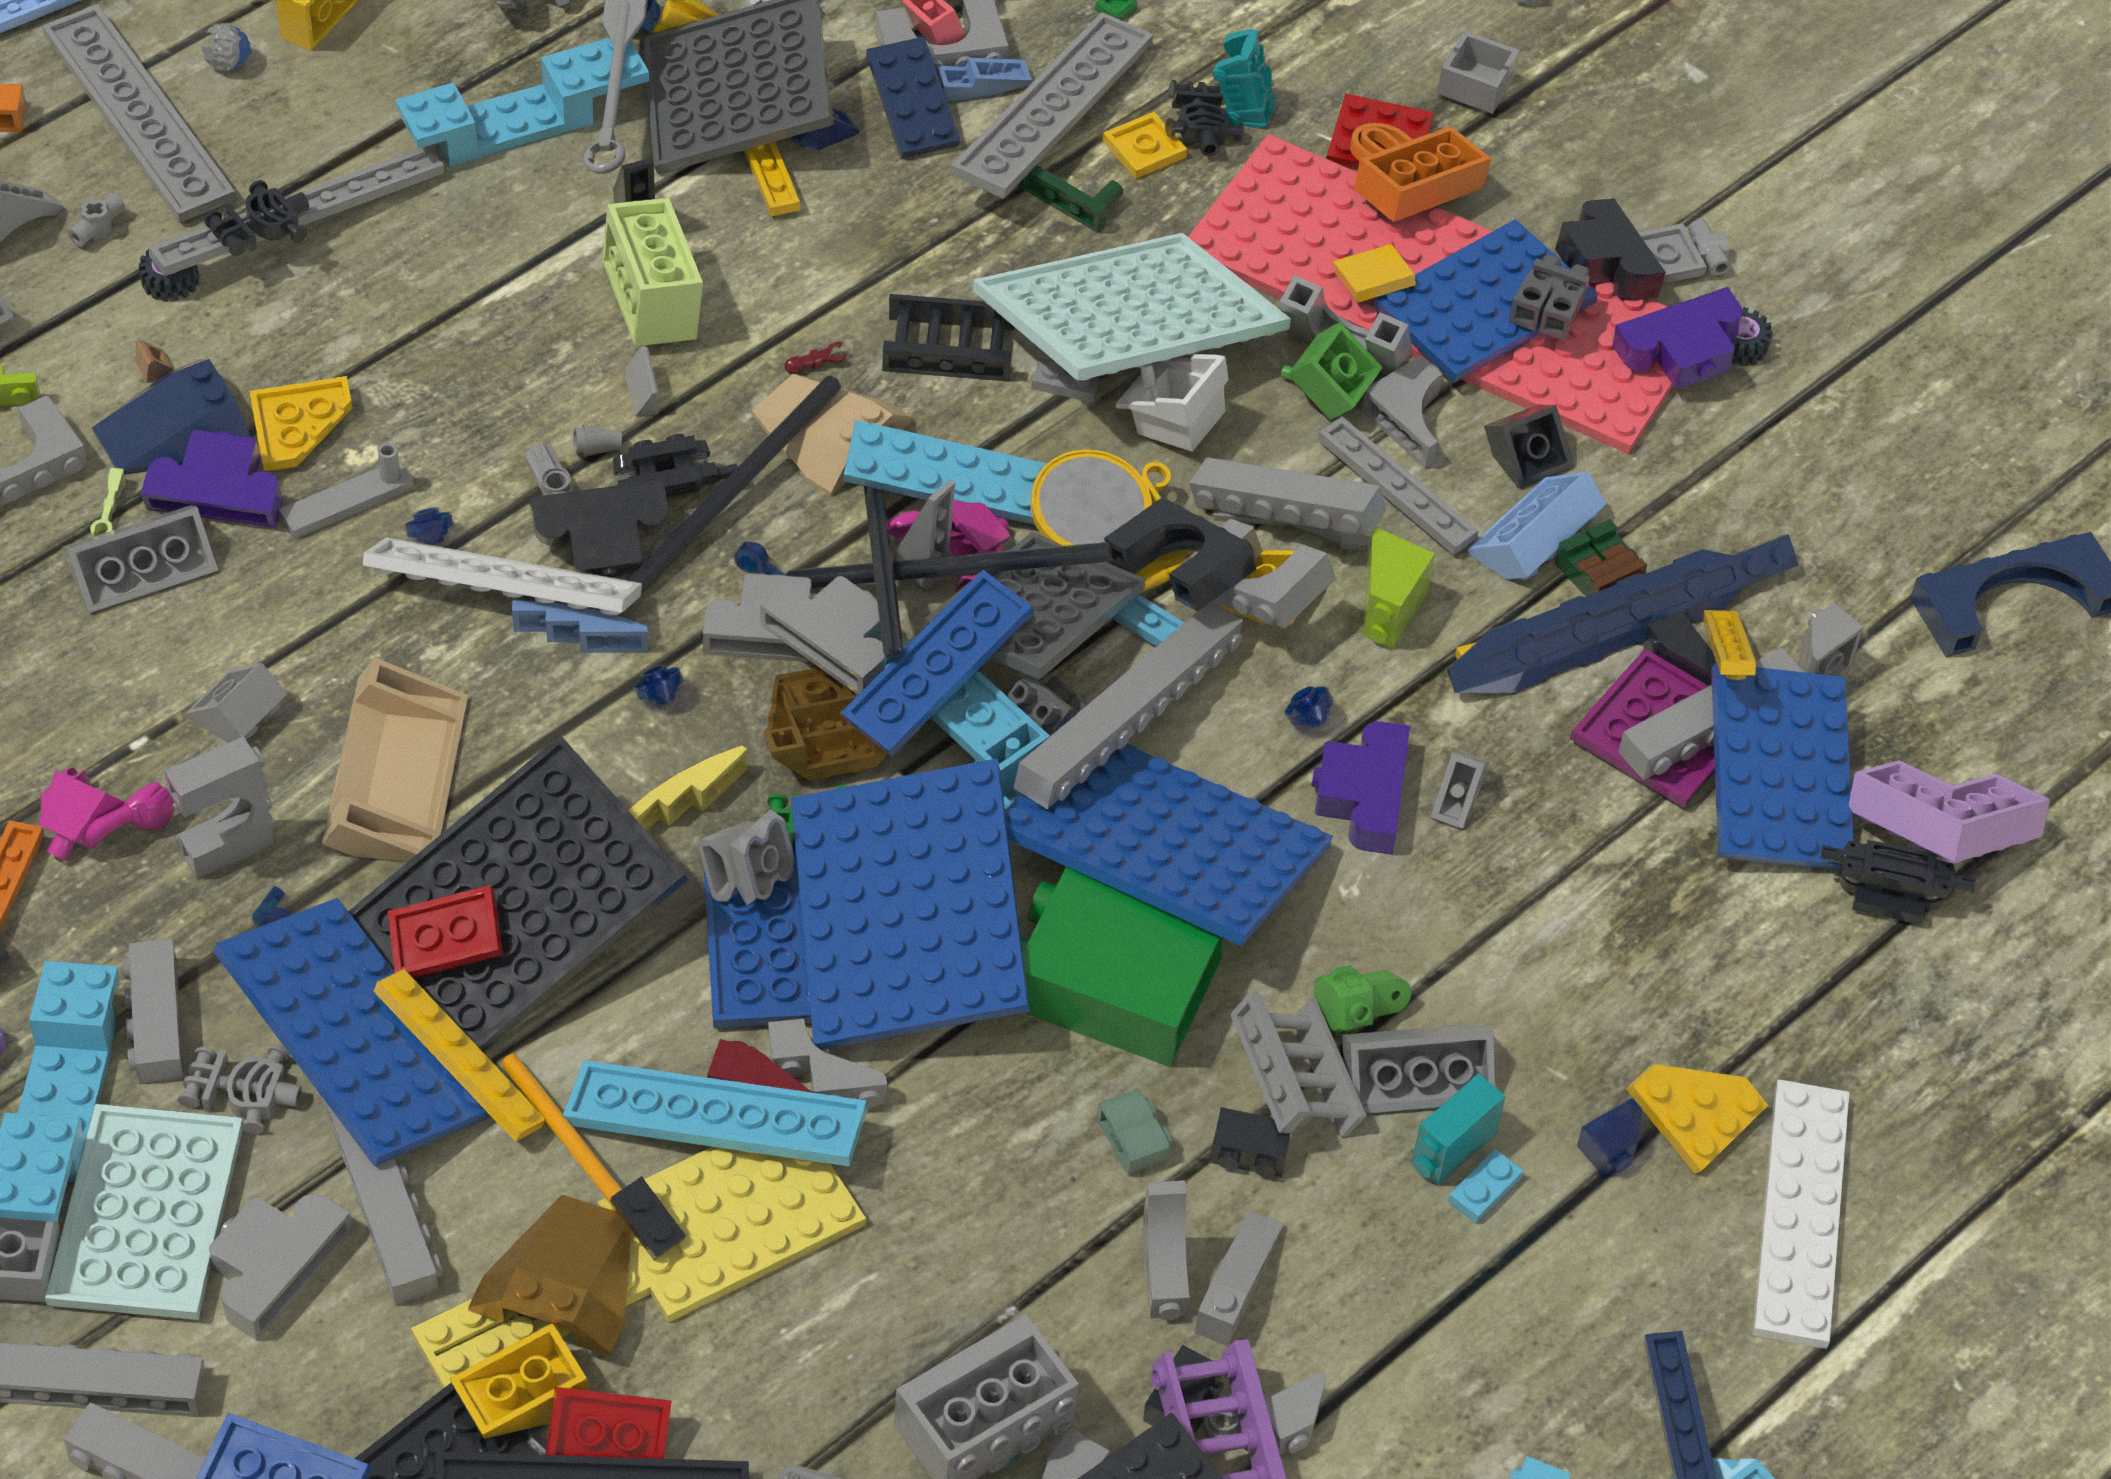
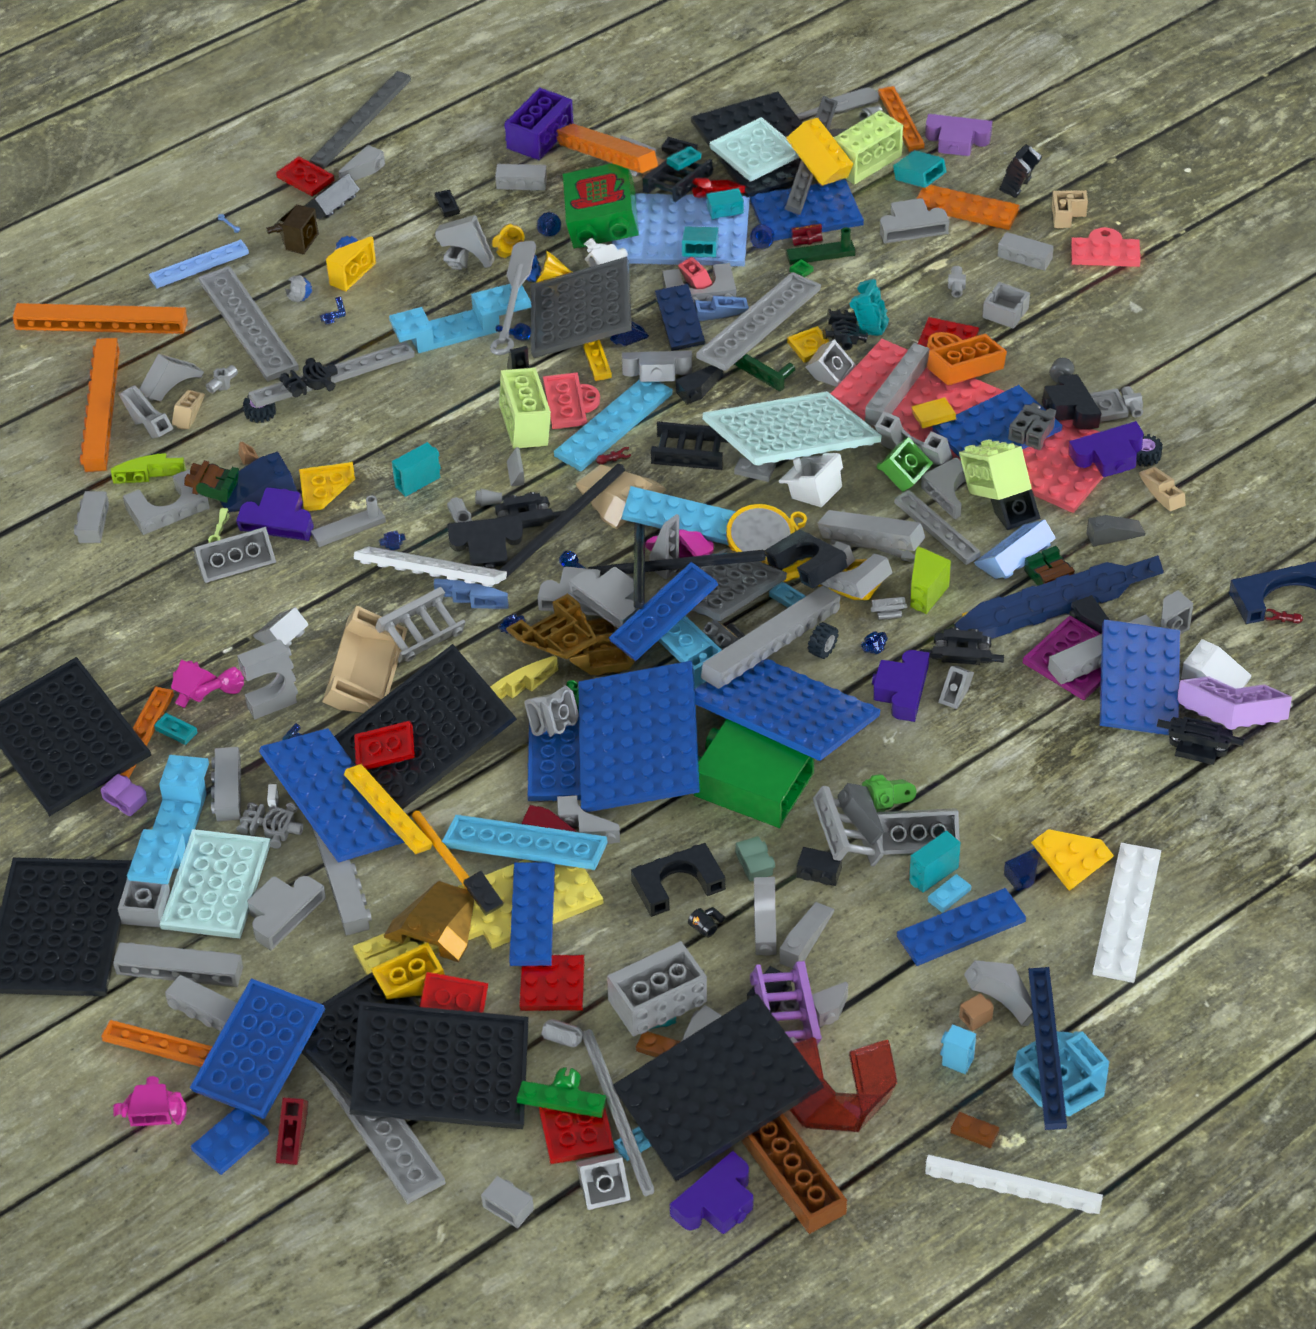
camera: 10 degrees right, 5 degrees down
(36, 277) = (187, 409): none -> tan slope
(51, 903) = (175, 728): none -> teal plate
(92, 418) = (212, 480): none -> hips
(242, 1035) = (272, 797): none -> white tile
(286, 101) = (330, 317): none -> clear blue plate
(464, 389) = (416, 469): none -> teal brick
(490, 658) = (419, 607): none -> light grey fence
(626, 125) = (518, 331): none -> clear blue plate
(729, 253) = (569, 400): none -> coral plate
(740, 1256) = (532, 914): none -> blue plate
(748, 701) = (560, 633): none -> pearl gold wedge
(785, 1388) = (554, 986): none -> red plate
(808, 295) = (612, 423): none -> medium azure plate
(879, 188) = (656, 365): none -> light grey brick
(953, 222) = (697, 384): none -> black slope
(1026, 1139) = (694, 861): none -> black arch
(1052, 1260) = (702, 921): none -> black piece
(1183, 182) = (830, 364): none -> light grey slope
(1219, 705) = (823, 640): none -> black wheel
(1306, 222) = (897, 383): none -> light grey brick
(1320, 1037) = (859, 808): none -> dark grey slope
(1327, 639) = (888, 607): none -> light grey piece
(1387, 28) = (956, 281): none -> light grey axle
(1478, 703) = (963, 647): none -> black piece
(1496, 381) = (995, 469): none -> yellowish green brick
(1512, 1251) = (961, 926): none -> blue plate
(1558, 1419) = (976, 1012): none -> medium nougat brick
(1582, 187) = (1061, 366): none -> dark grey head
(1604, 1367) = (1004, 985): none -> light grey arch
(1700, 485) = (1111, 529): none -> dark grey slope
(1729, 644) = (1114, 611): yellow plate -> none
(1779, 407) = (1163, 488): none -> tan slope
(1900, 732) = (1214, 662): none -> white slope
(2010, 643) = (1294, 618): none -> dark red piece

